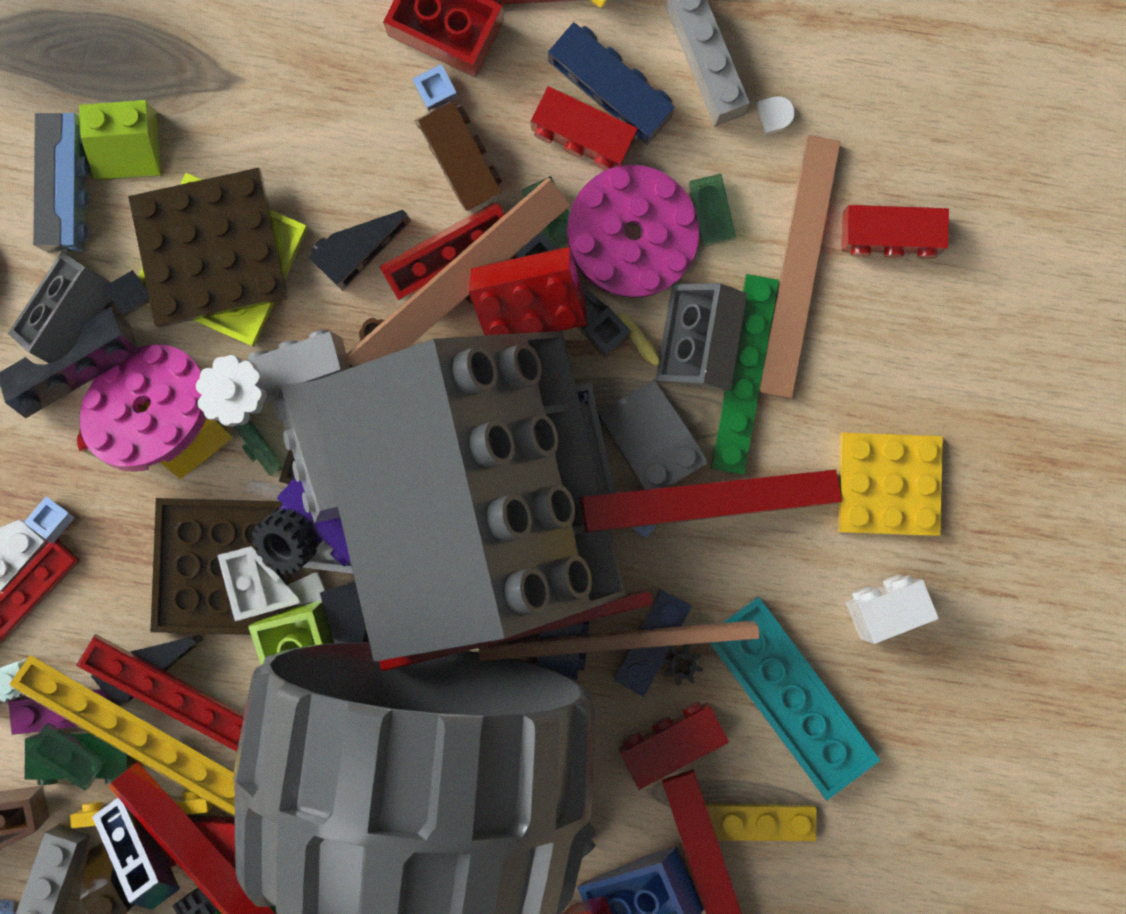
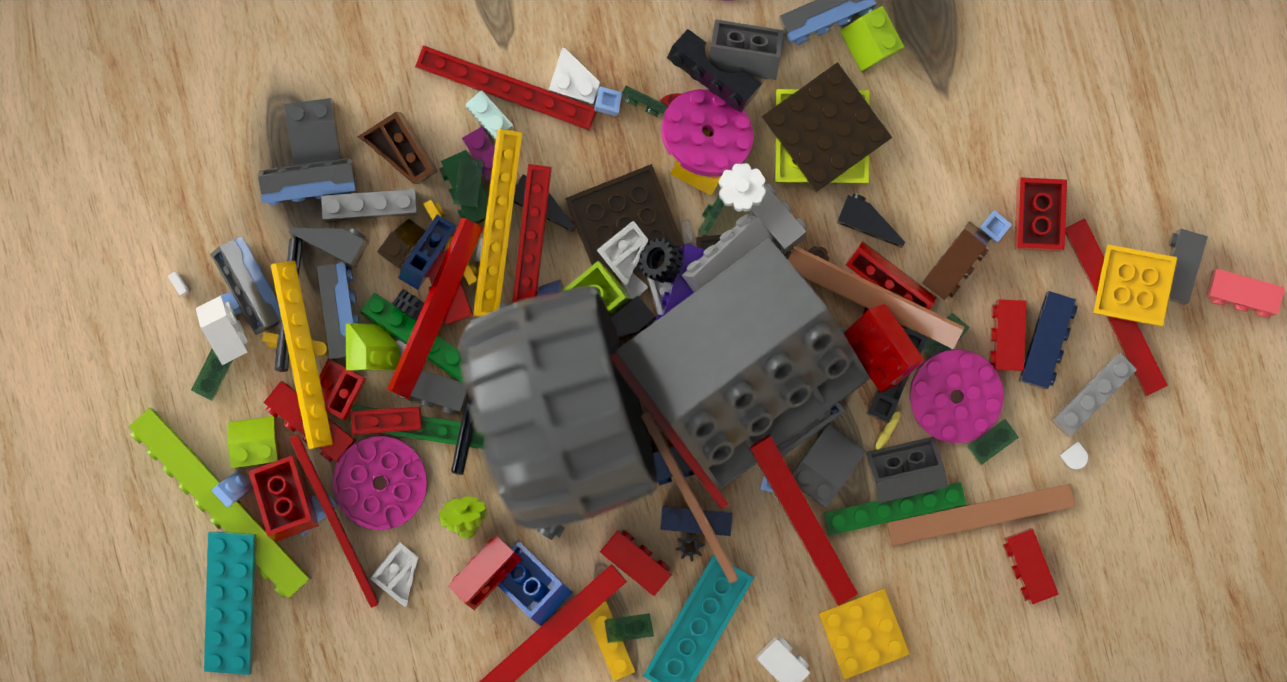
camera: 65 degrees right, 0 degrees up
(61, 480) = (636, 98): none -> clear green plate
(127, 293) = (775, 89): black tile -> none
(755, 793) = (628, 628): none -> clear green plate

